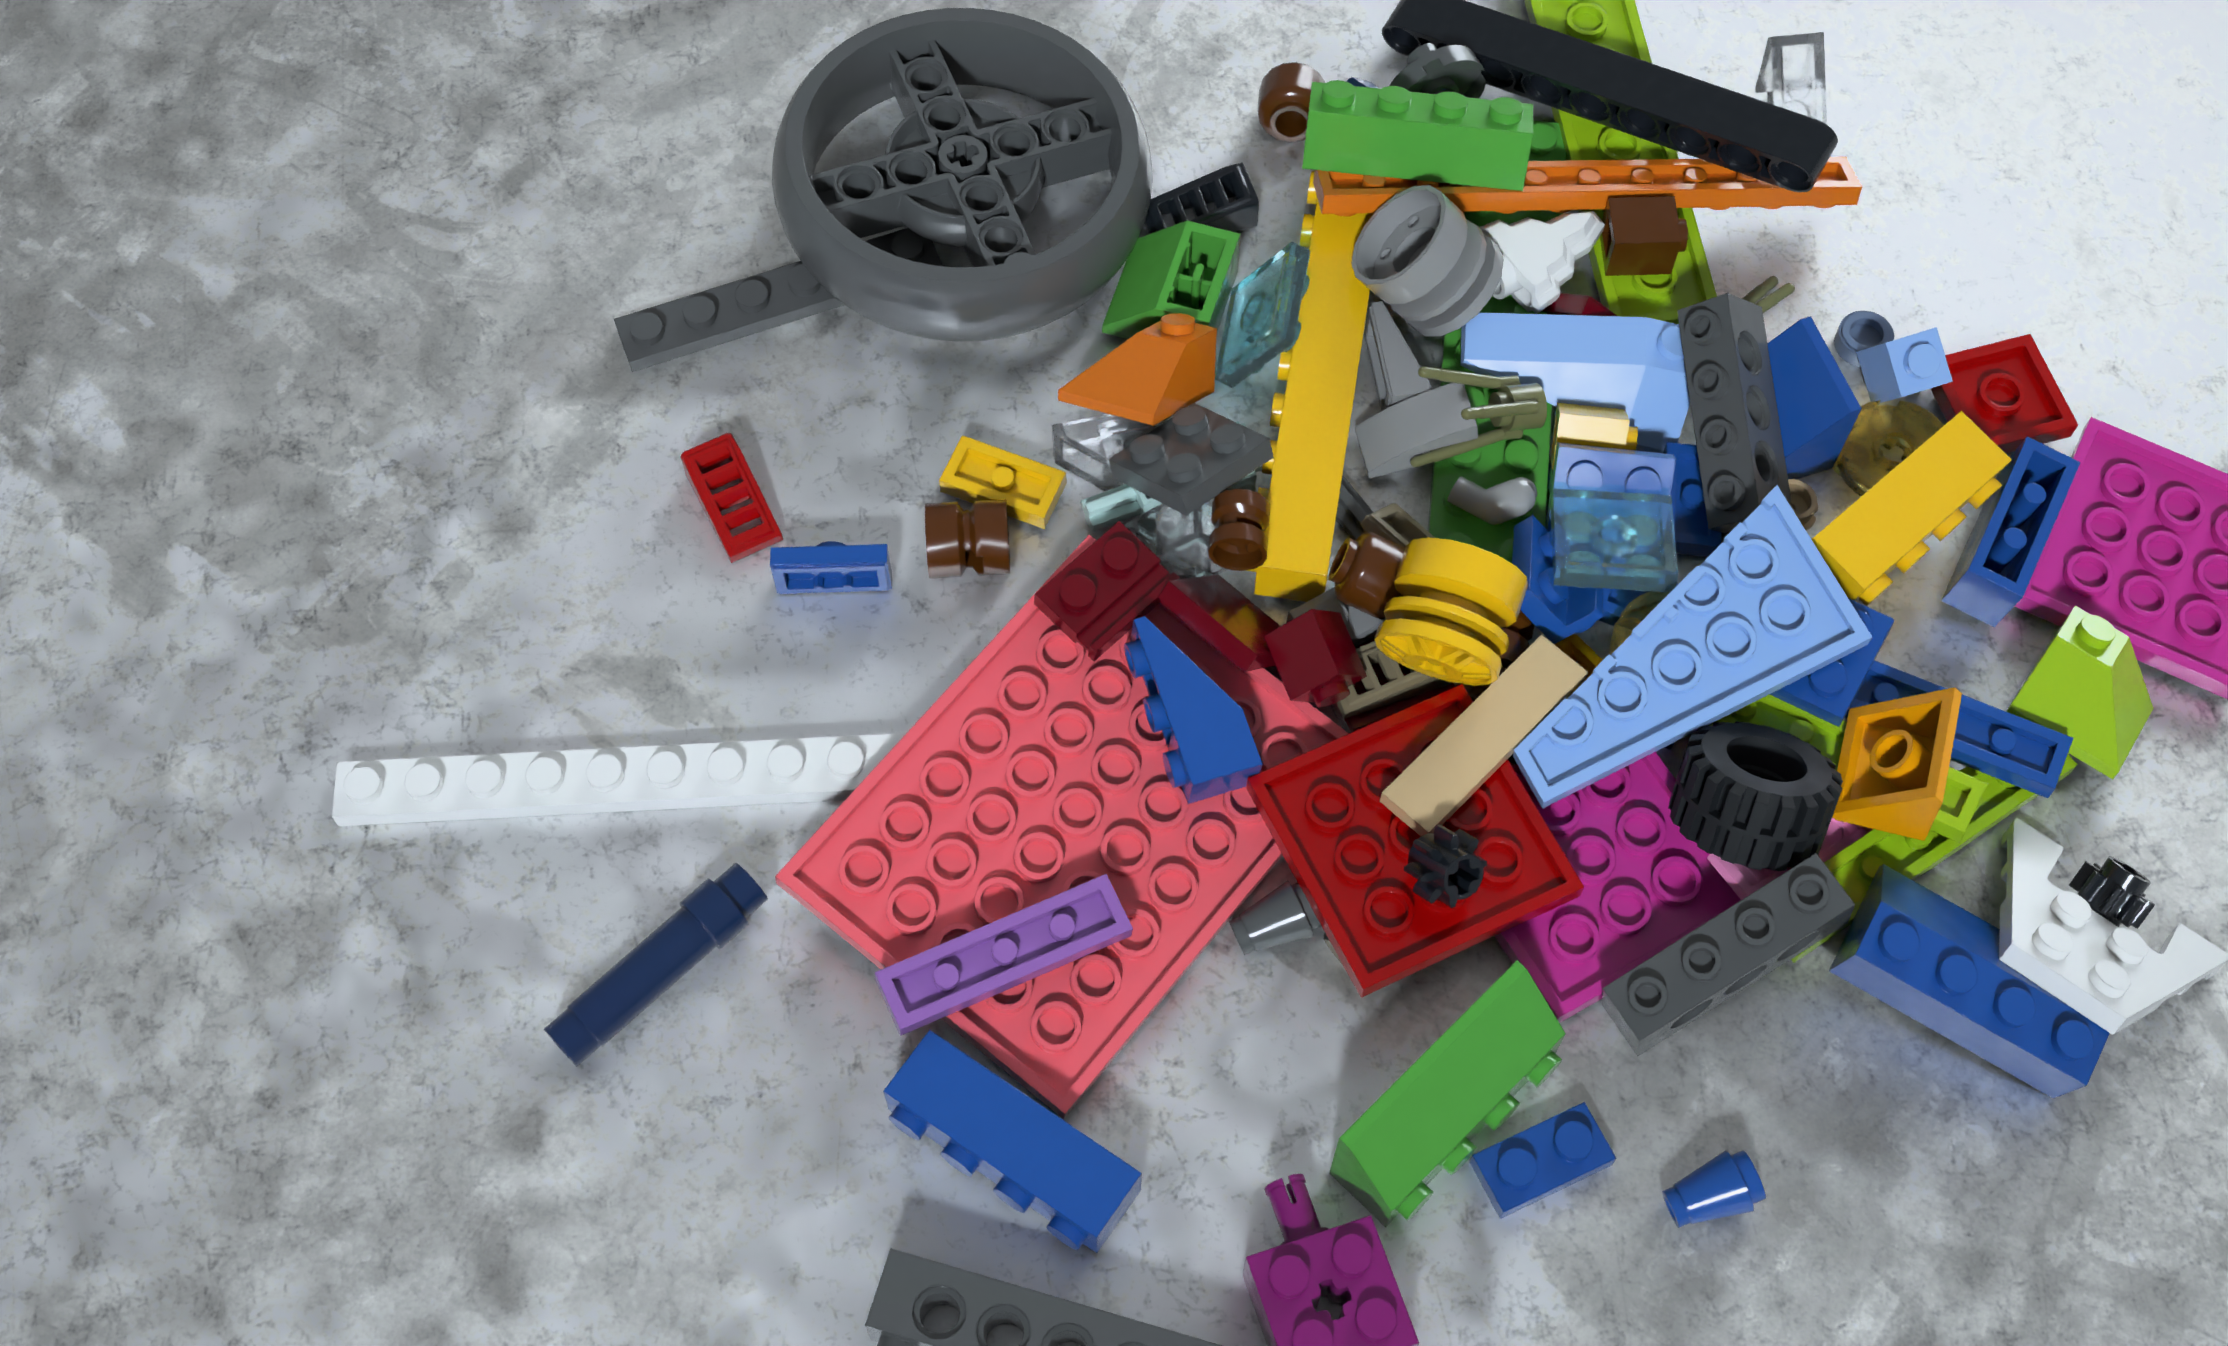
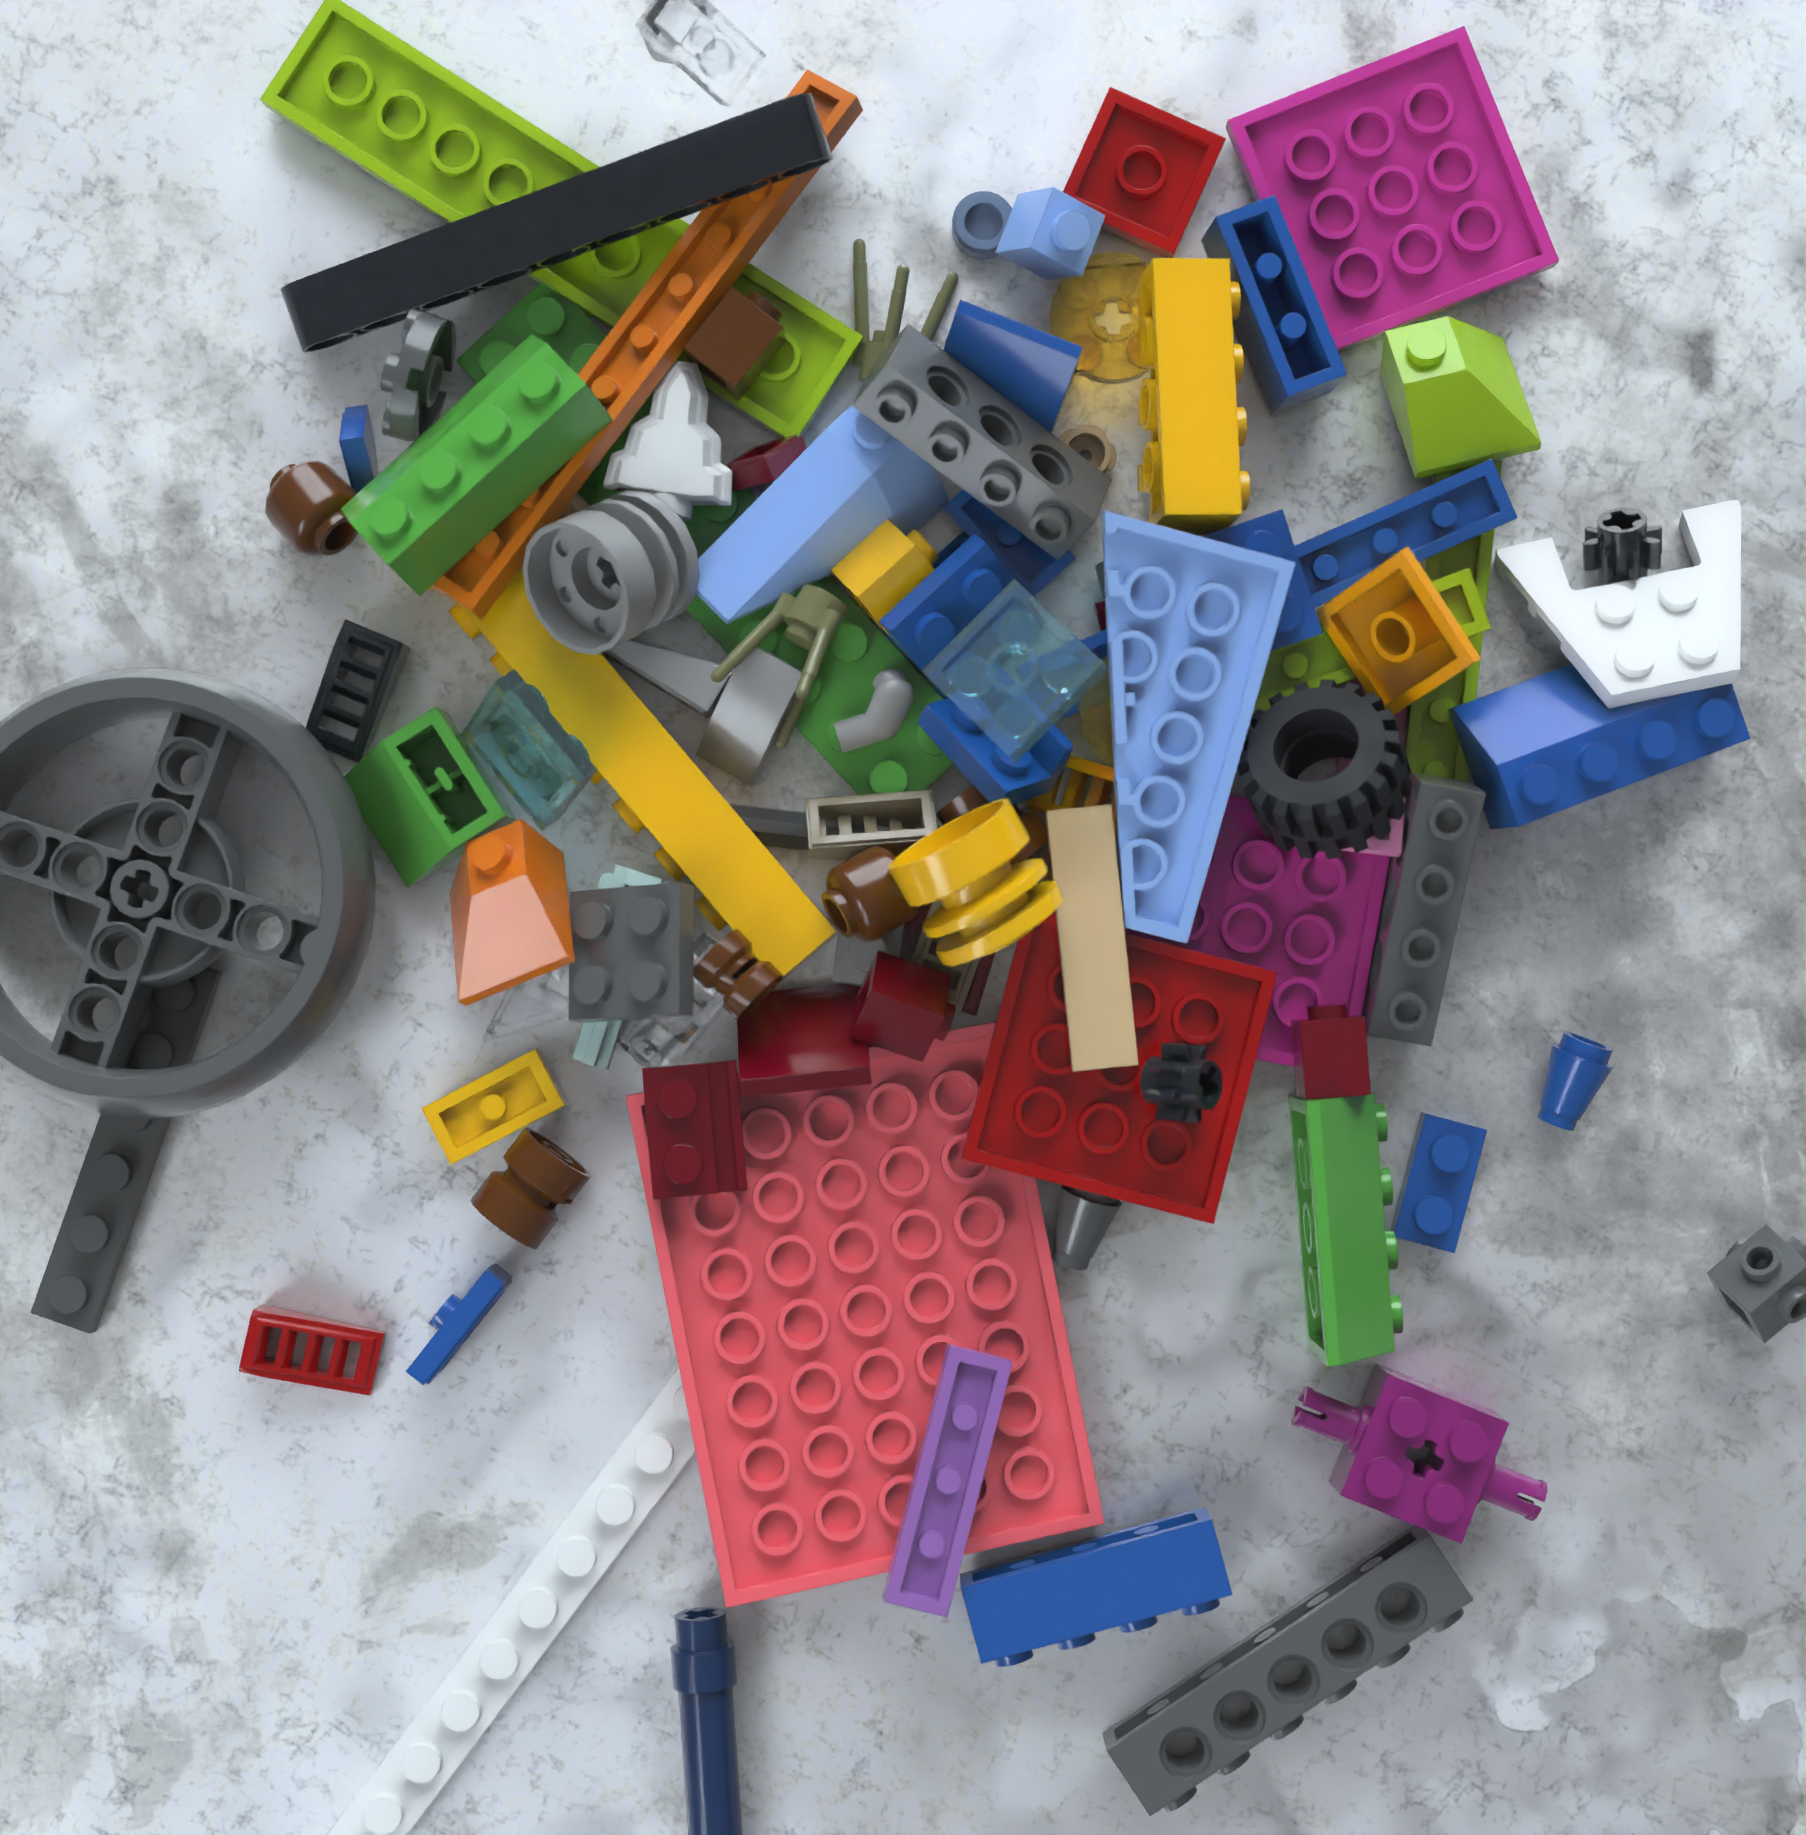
camera: 50 degrees left, 25 degrees up
(1201, 723) = (882, 1156): blue slope -> none
(1569, 969) = (1330, 1053): none -> dark red brick

